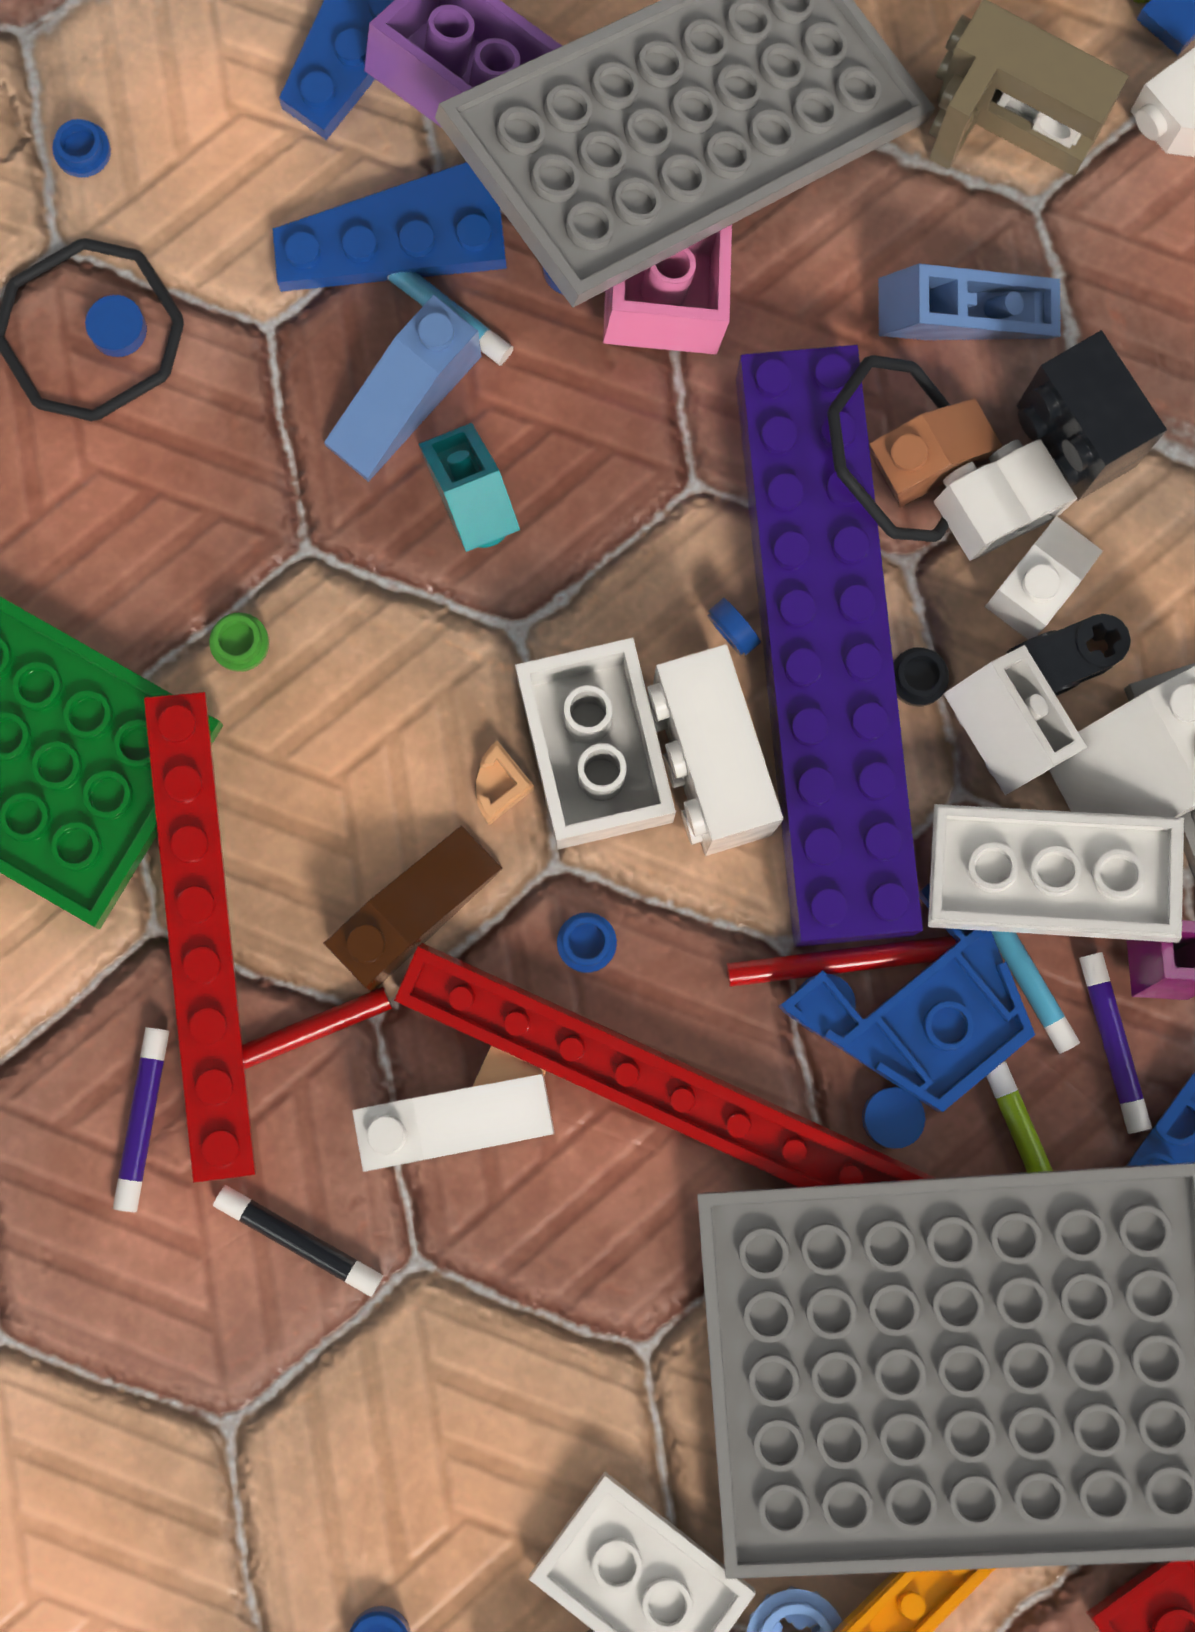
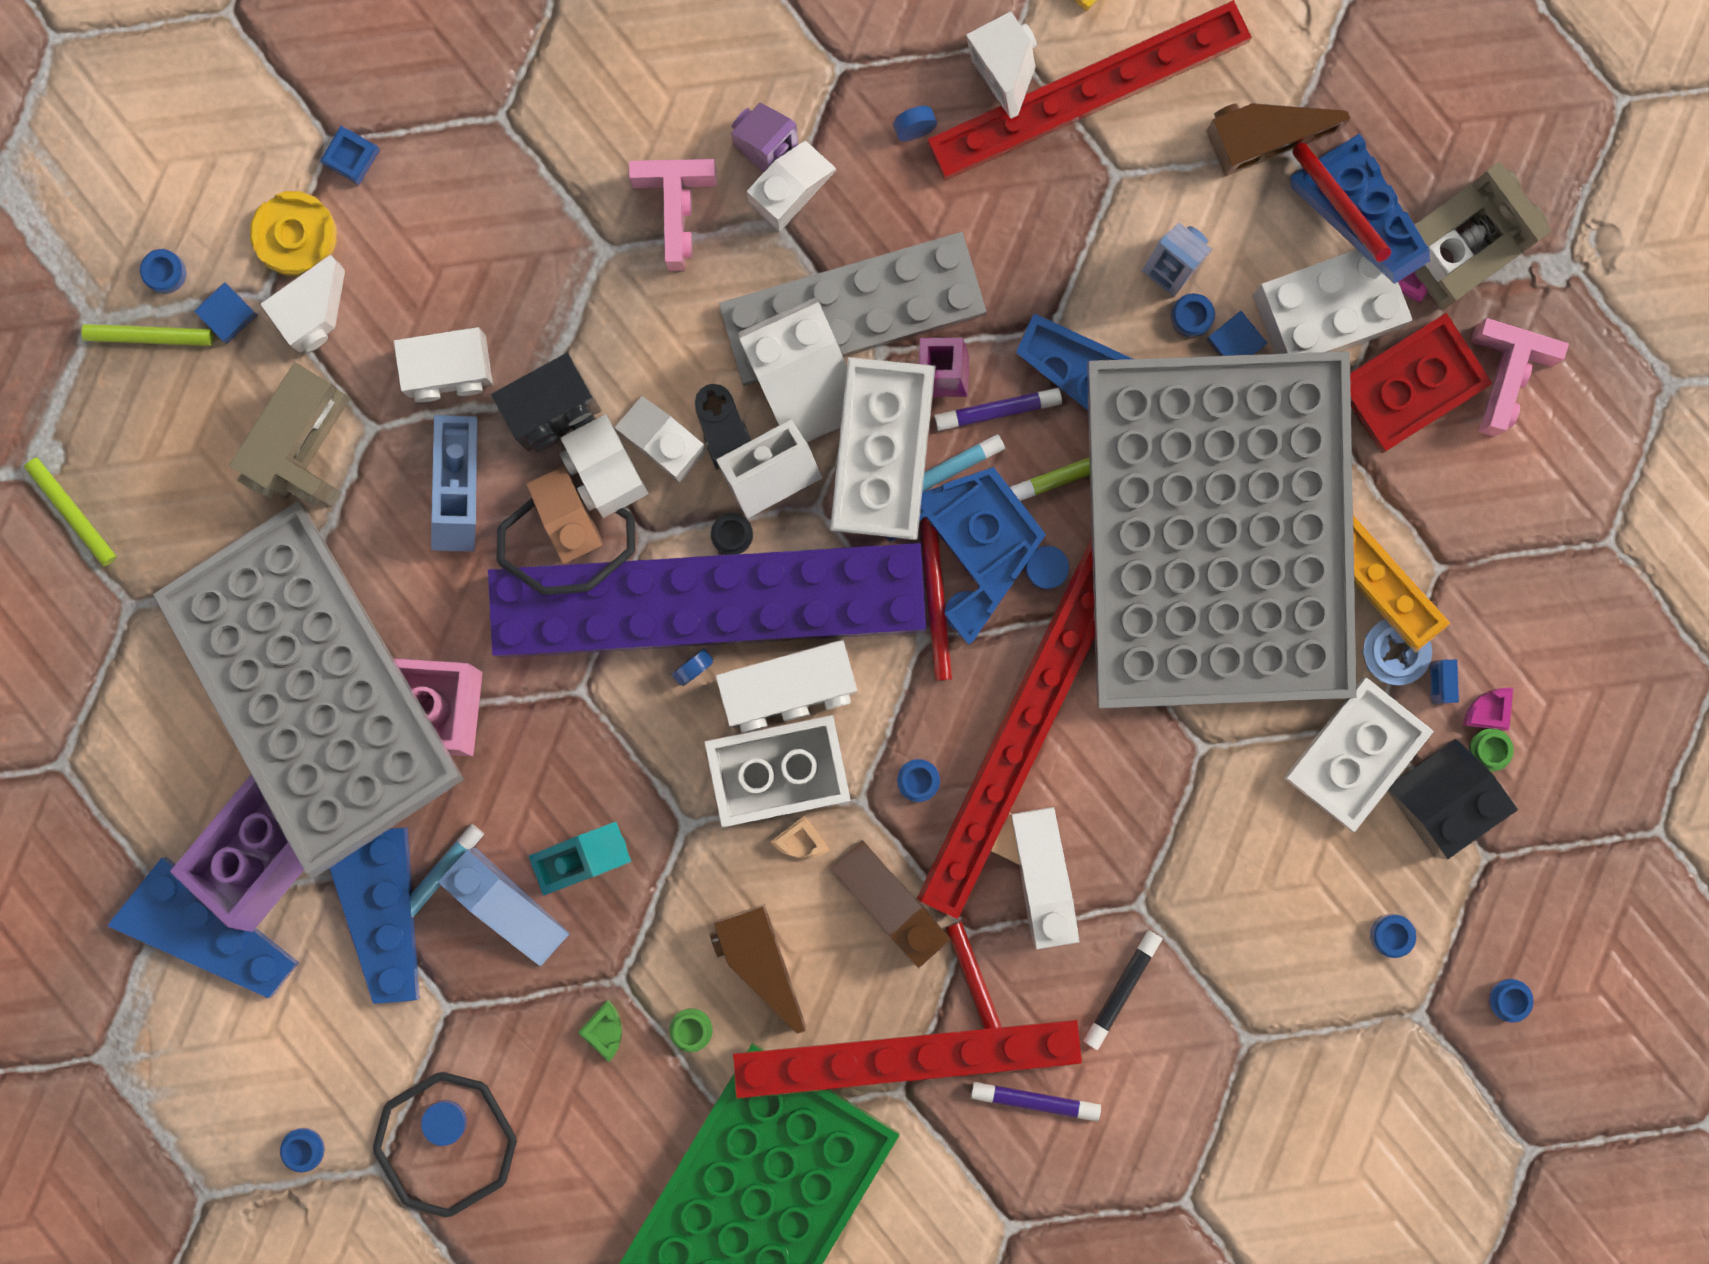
camera: 90 degrees left, 5 degrees up
(237, 528) = (604, 1031): none -> bright green tile
(335, 726) = (756, 958): none -> reddish brown slope
(1131, 285) = (443, 364): none -> white brick

